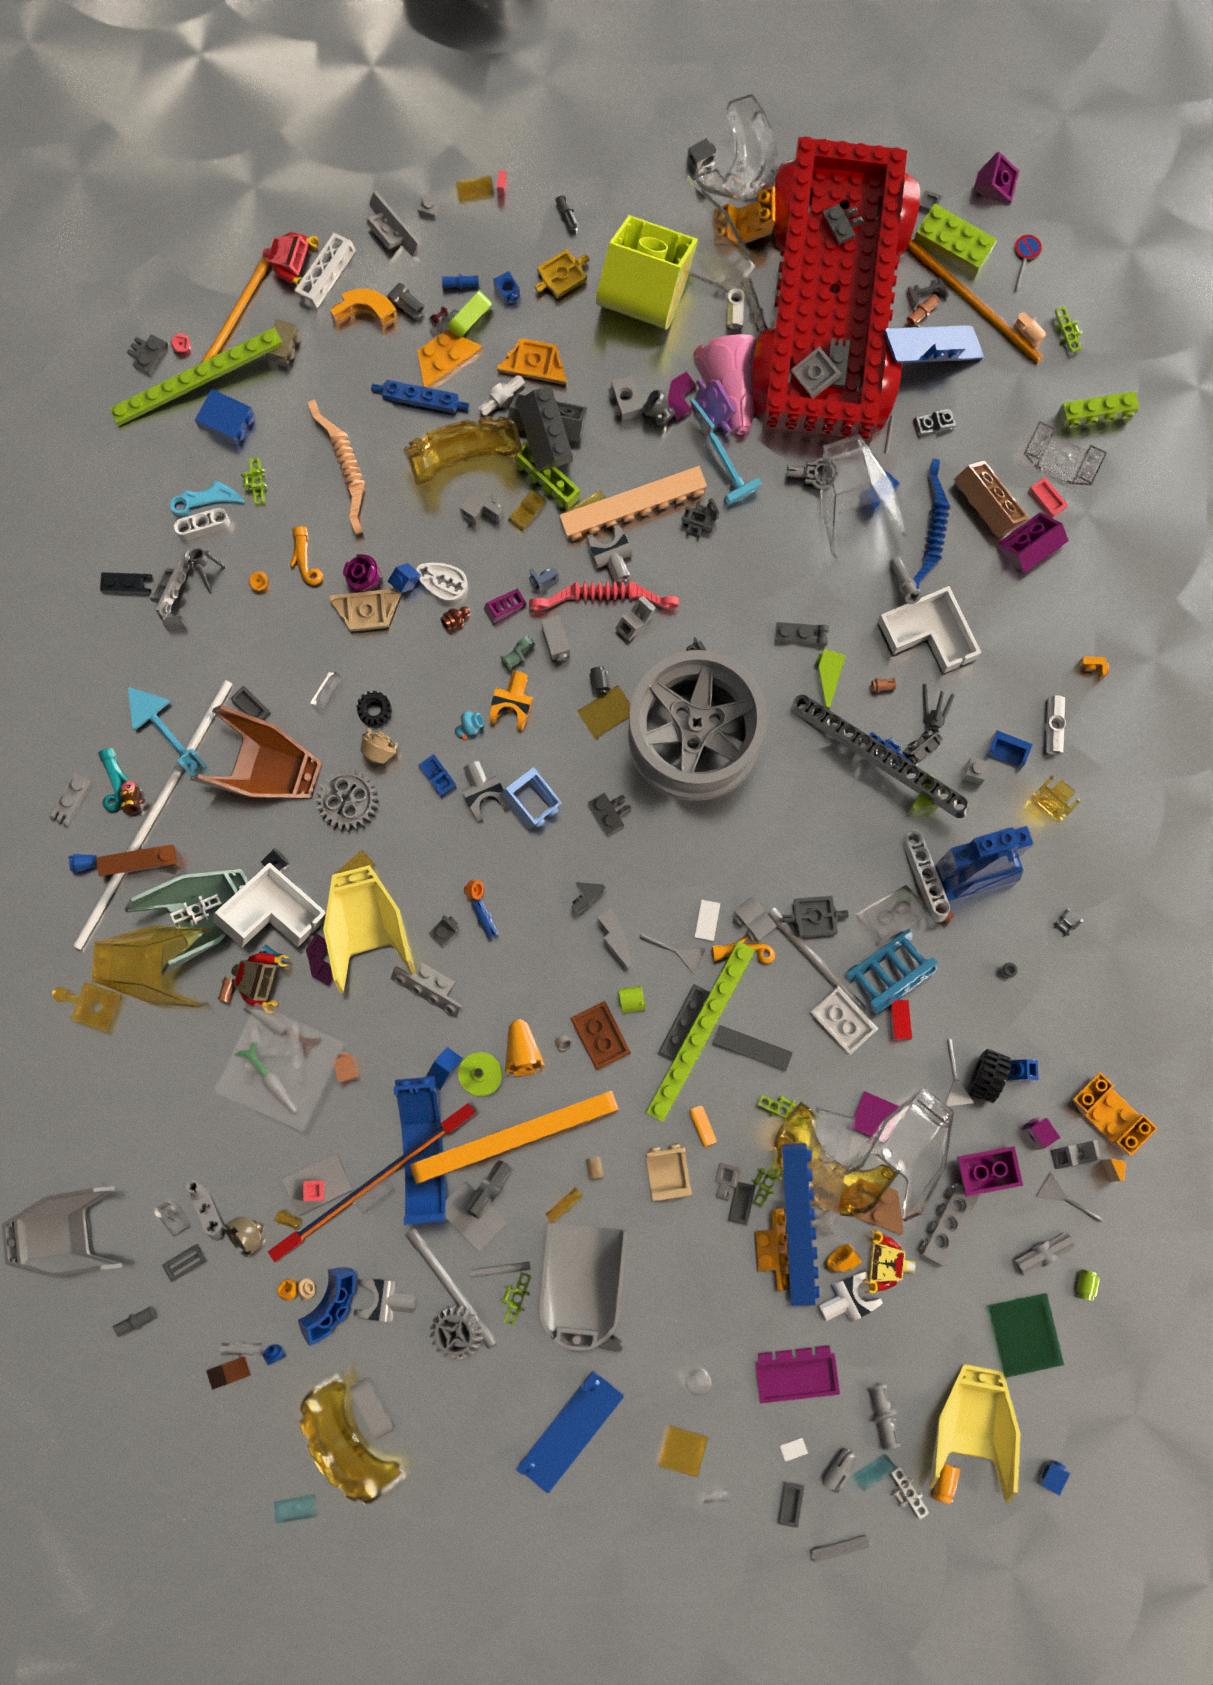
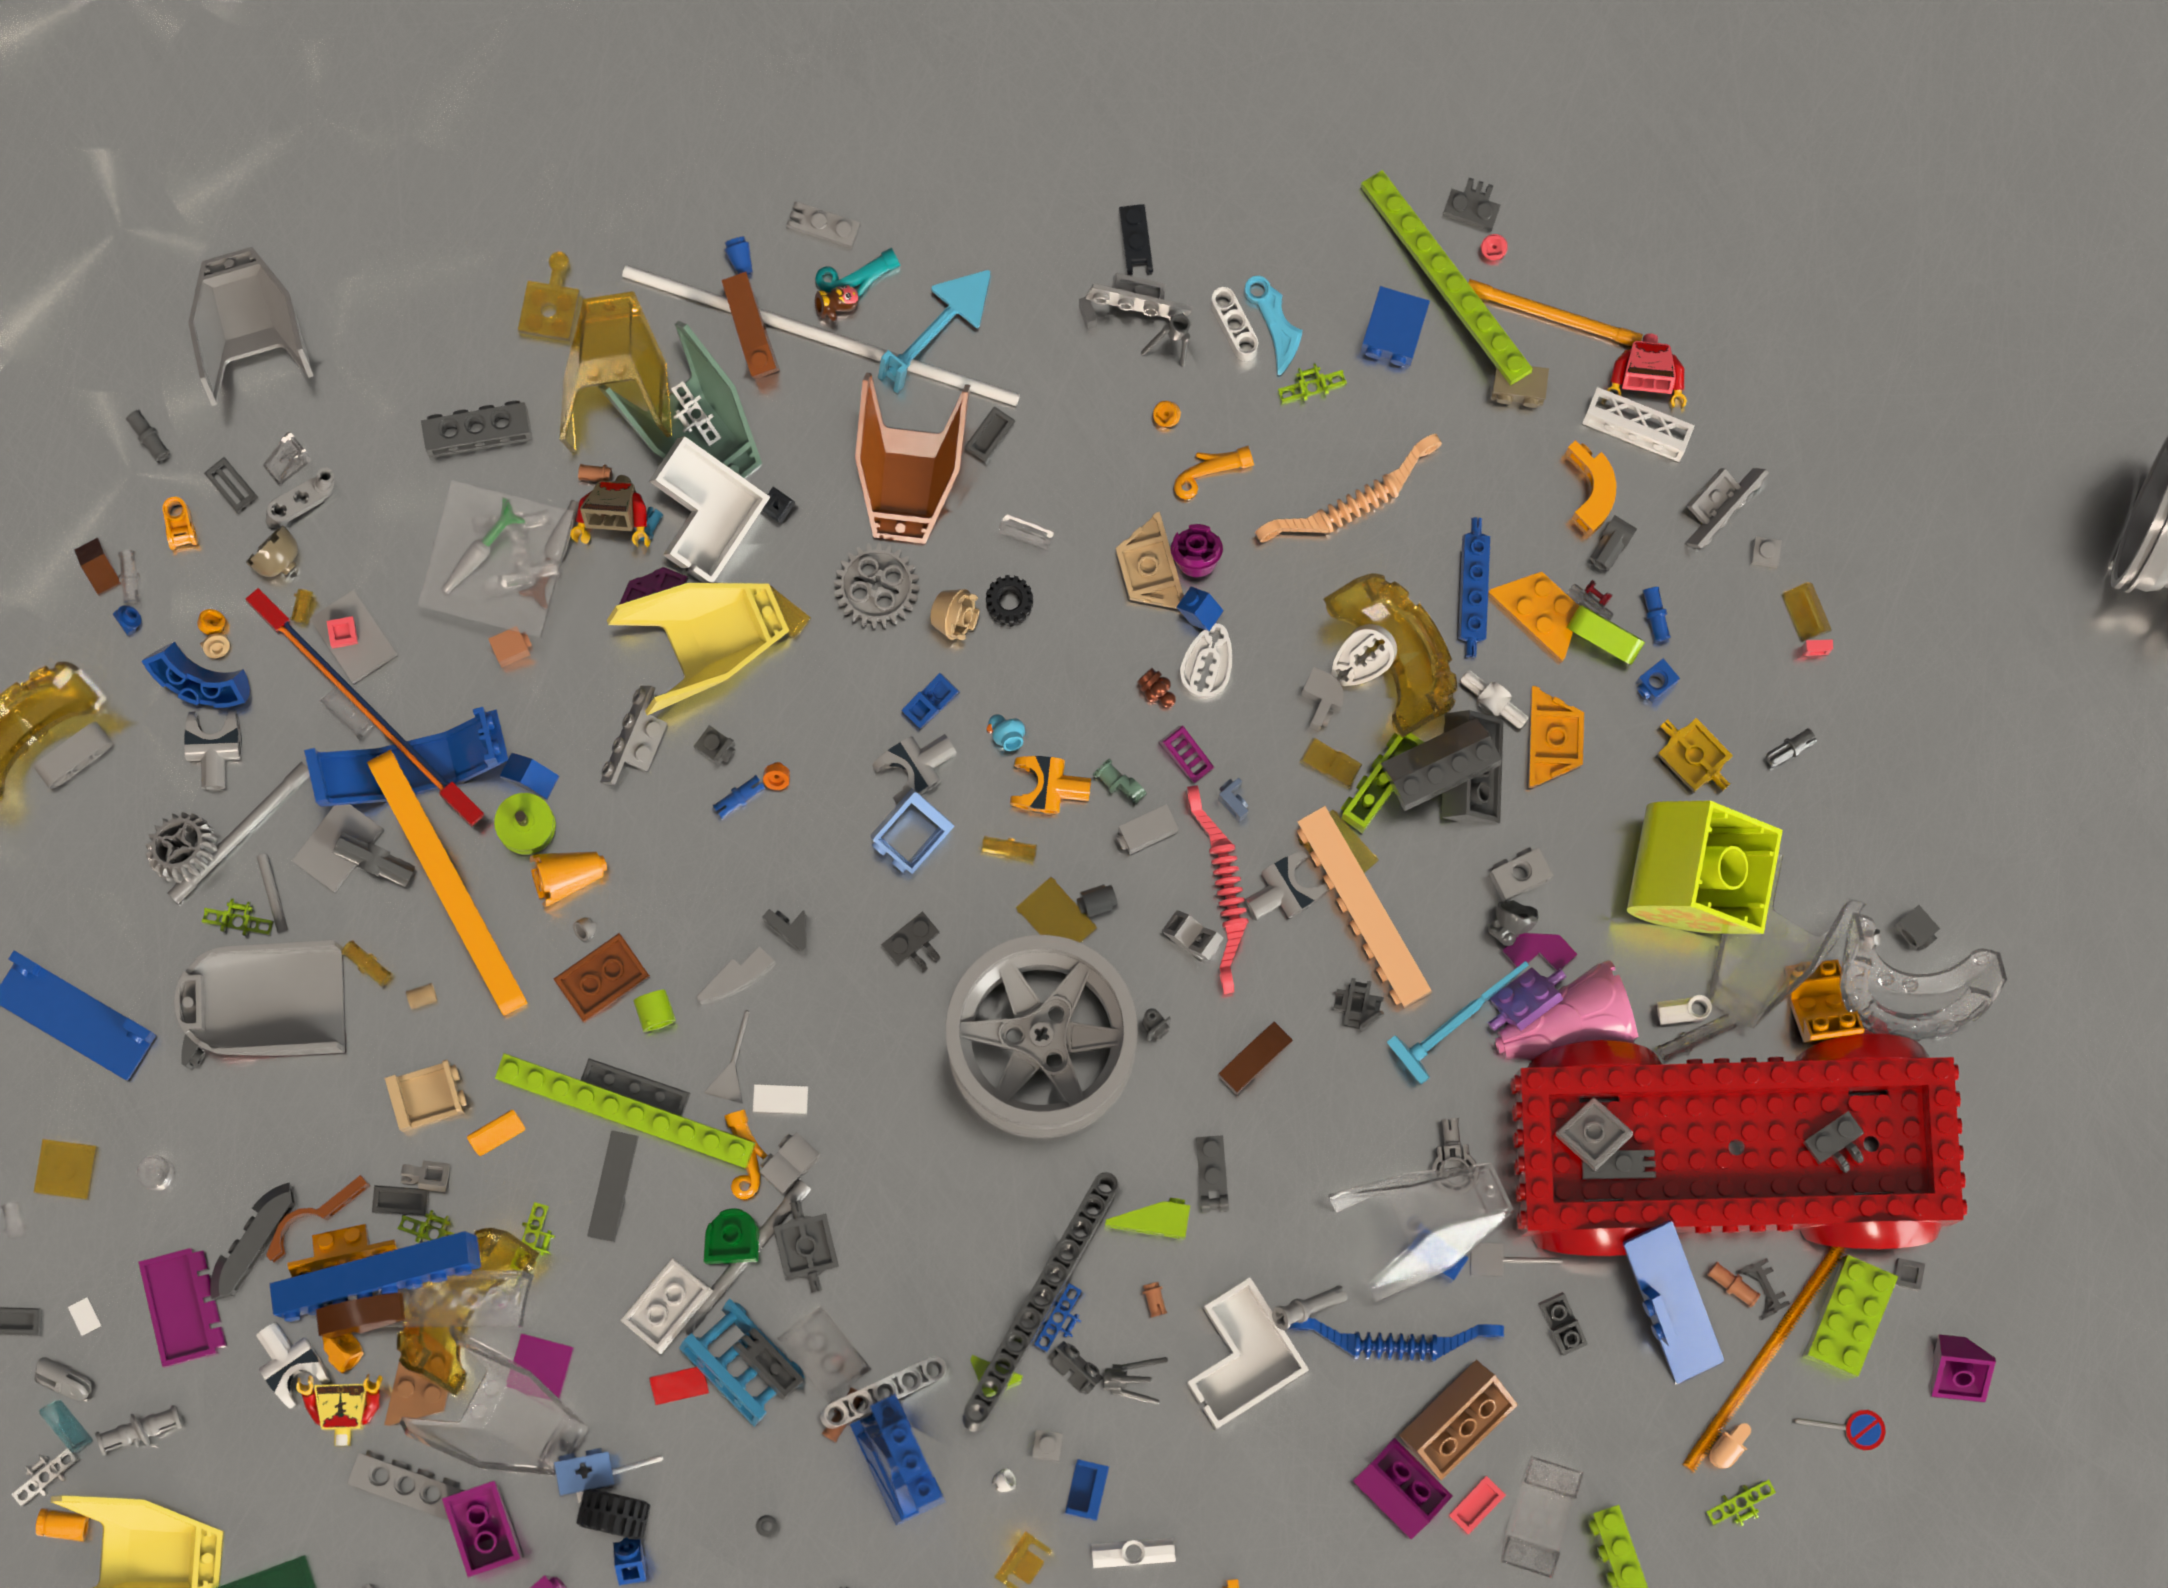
camera: 80 degrees right, 0 degrees up
(182, 1101) = (490, 435): none -> dark grey brick
(211, 1305) = (179, 528): none -> light orange piece
(448, 475) = (1356, 645): none -> white piece
(553, 735) = (1009, 848): none -> clear yellow pin
(727, 592) = (1255, 1057): none -> reddish brown slope
(736, 1246) = (326, 1211): none -> dark orange piece
(778, 1334) = (244, 1253): none -> dark grey brick
(802, 967) = (731, 1238): none -> green tile
(826, 1238) = (360, 1315): none -> reddish brown slope
(897, 951) = (768, 1363): none -> dark grey hinge
(961, 1084) = (599, 1477): none -> medium blue brick
(995, 804) = (1005, 1480): none -> white hinge

